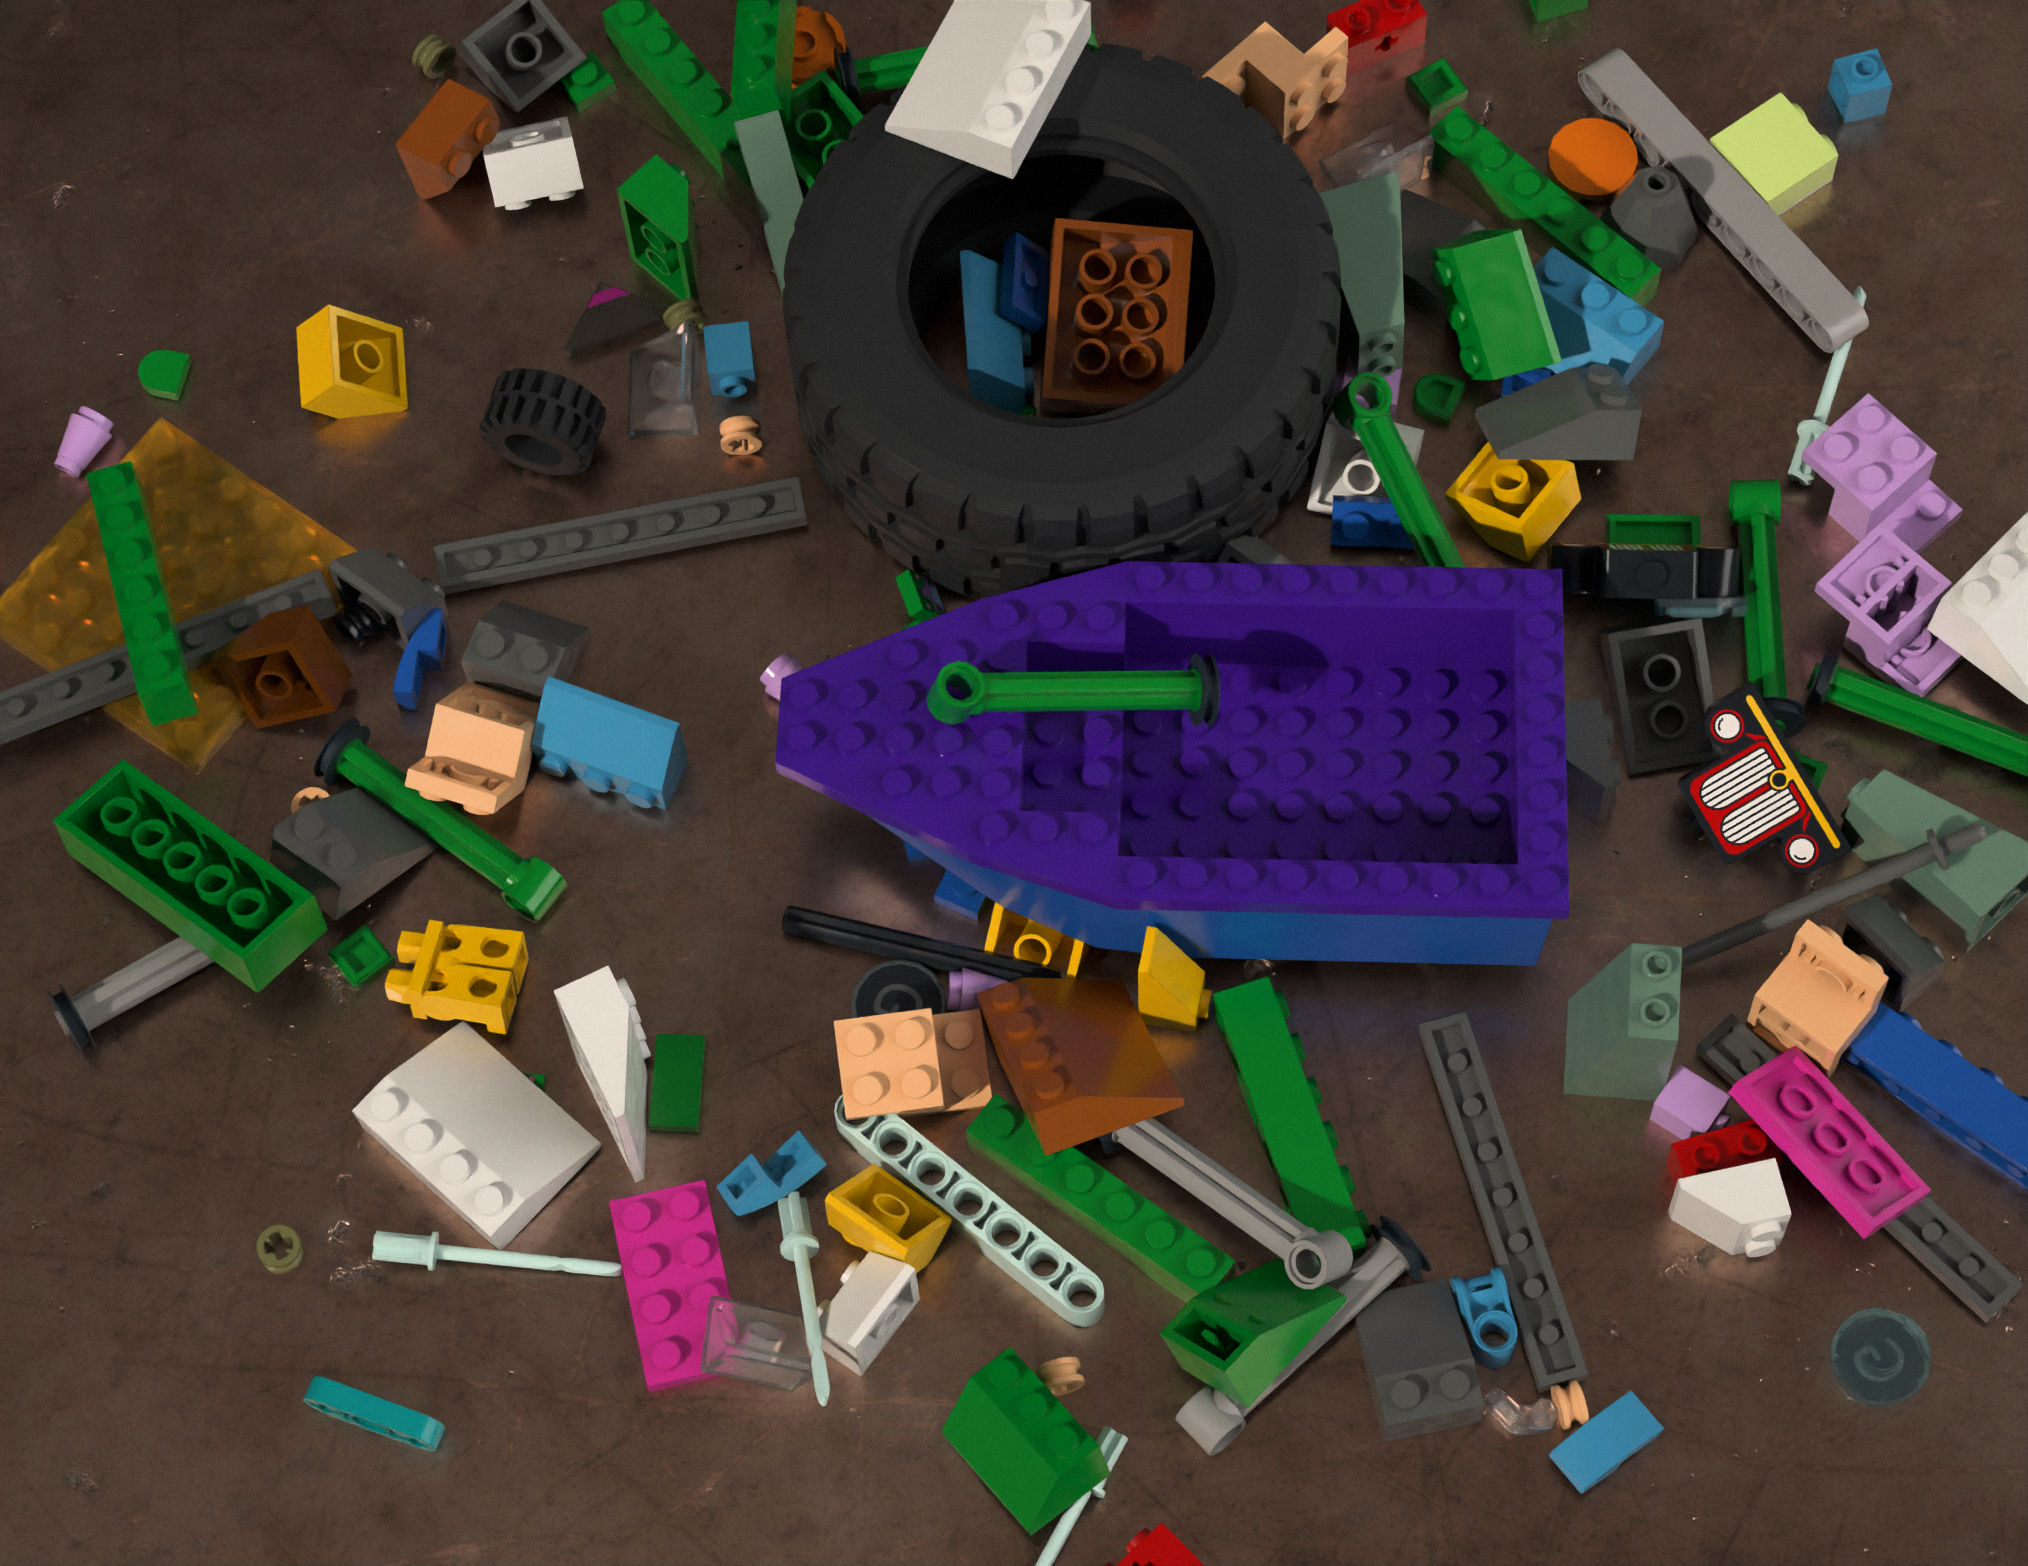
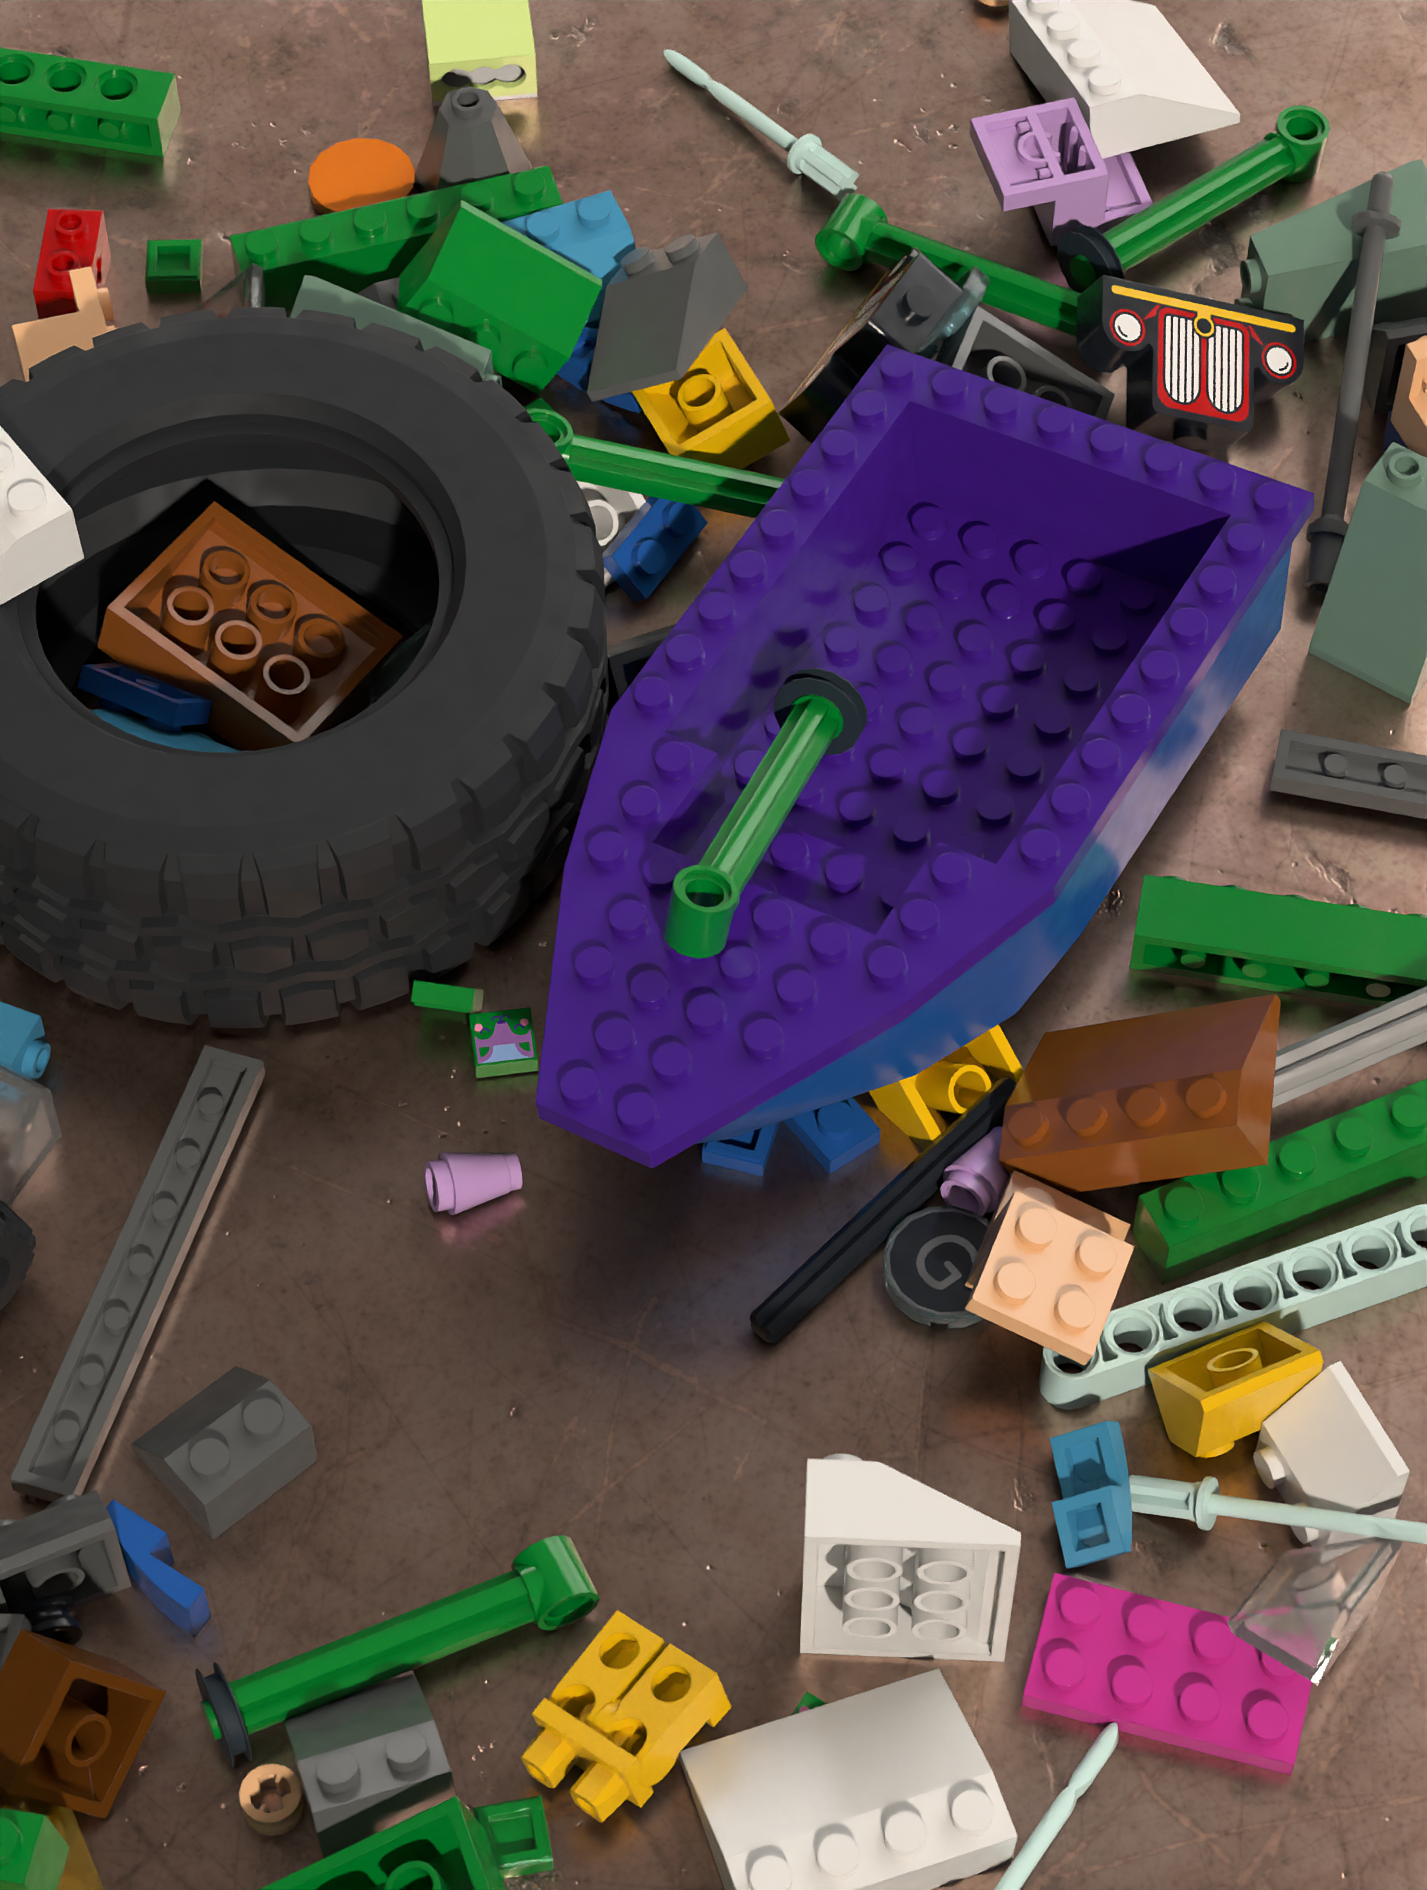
camera: 65 degrees left, 10 degrees down
(477, 749) = (333, 1547): light nougat bracket -> none
(608, 744) = (422, 1399): dark azure slope -> none
(740, 435) = (104, 1082): light nougat bush -> none
(1170, 985) = (1099, 971): yellow slope -> none
(1653, 529) = (817, 331): green tile -> none
(1725, 201) = (528, 90): light grey beam -> none
(1881, 477) = (895, 111): lavender bracket -> none

